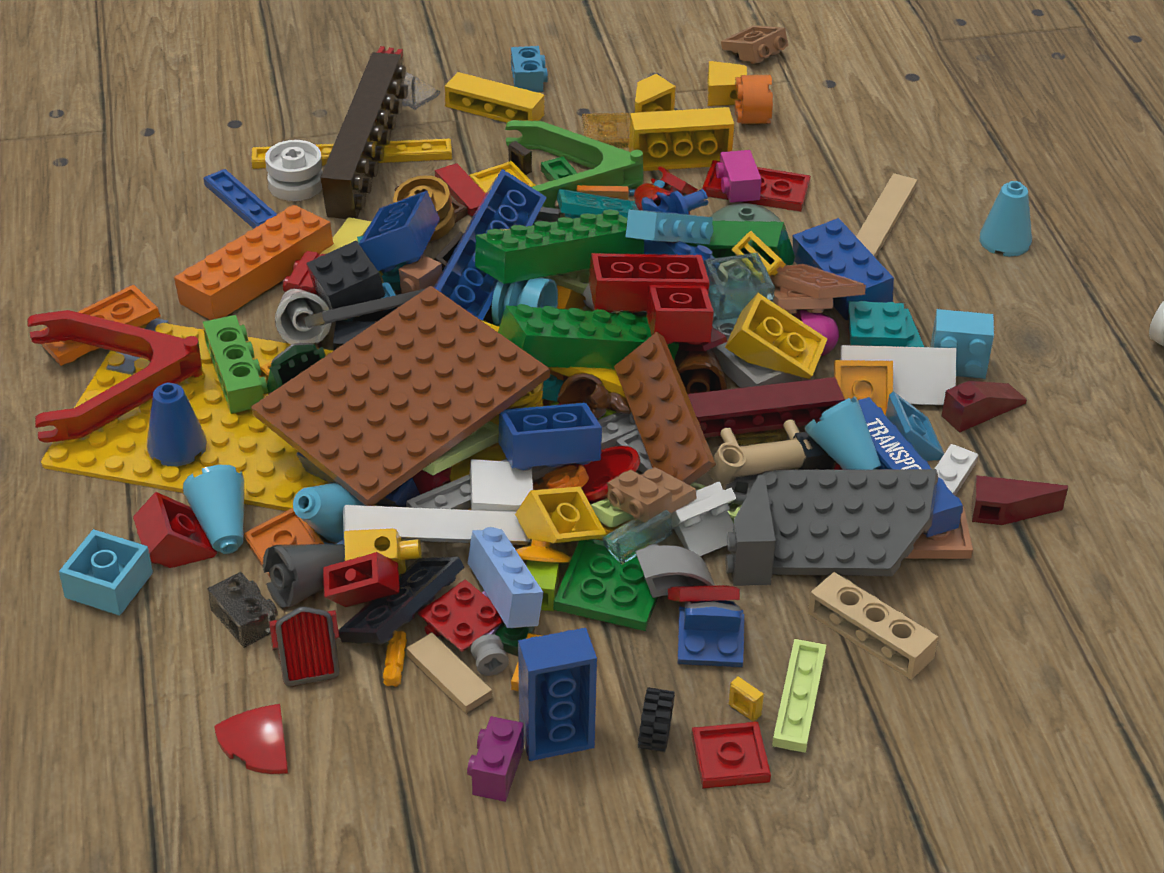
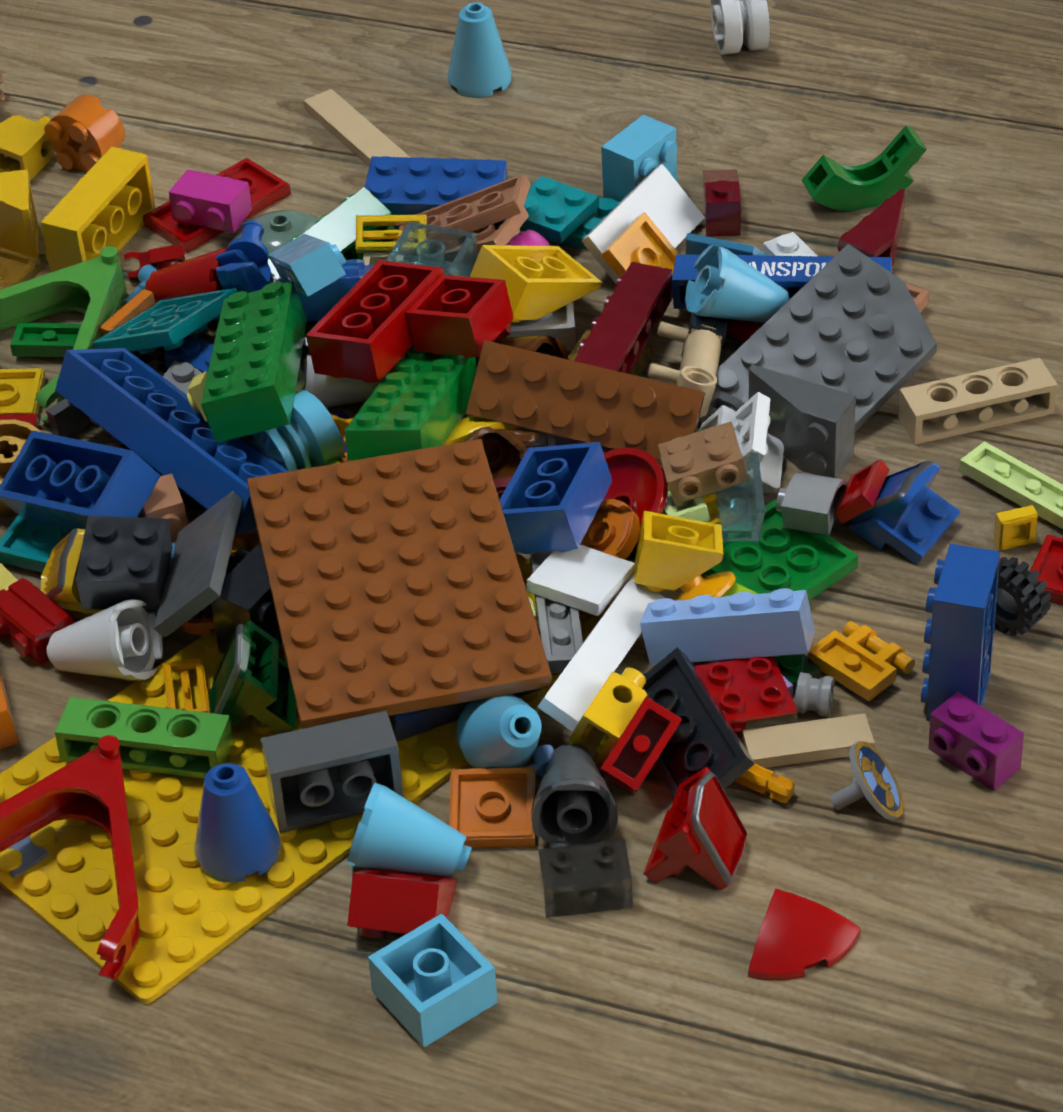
camera: 55 degrees left, 0 degrees up
(239, 440) = (330, 769): none -> dark grey brick
(415, 716) = (871, 780): none -> shield
(1060, 465) = (866, 184): none -> green arch

